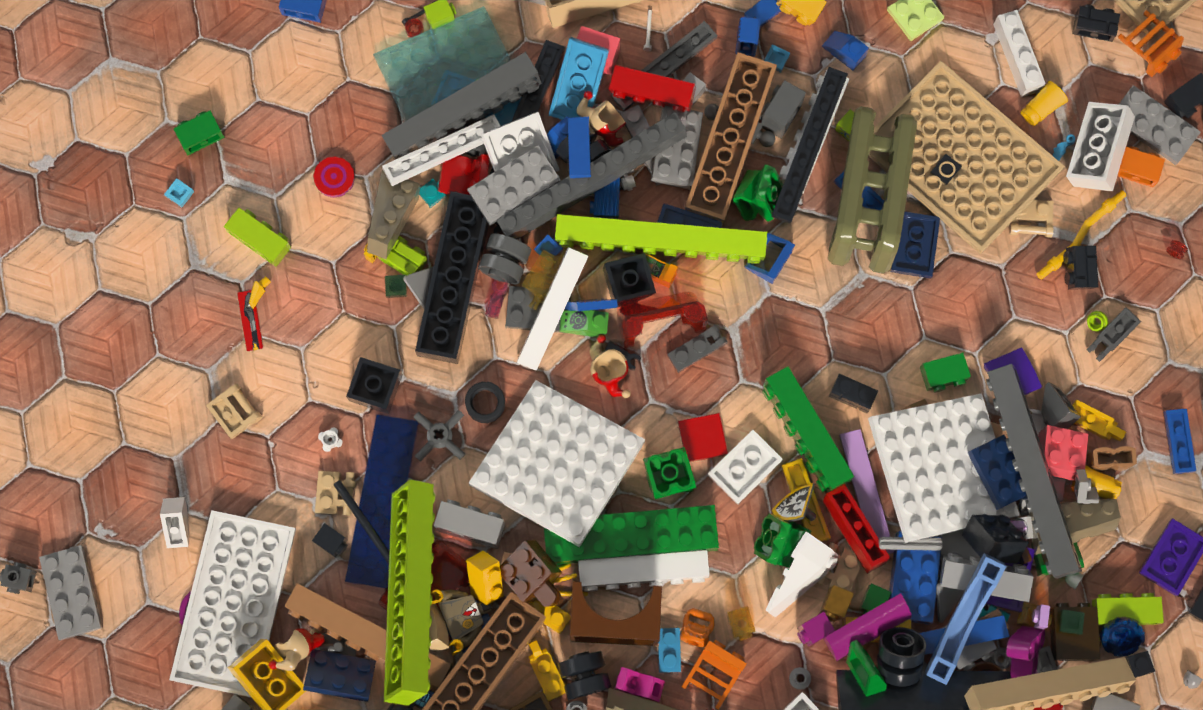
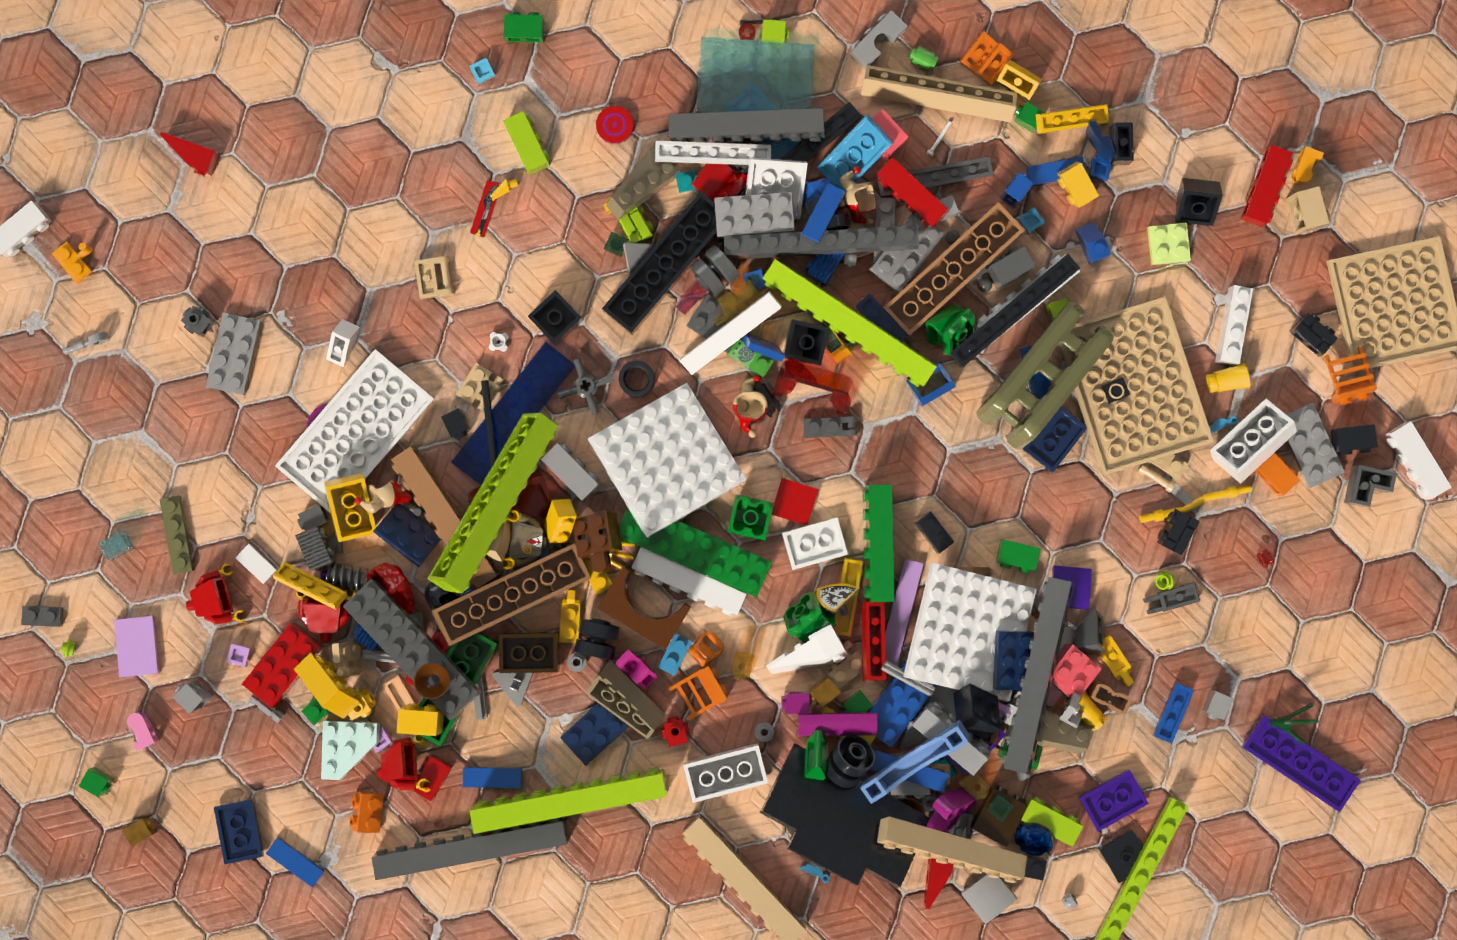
camera: 25 degrees right, 10 degrees up
(1041, 616) = (977, 790): lavender plate -> none

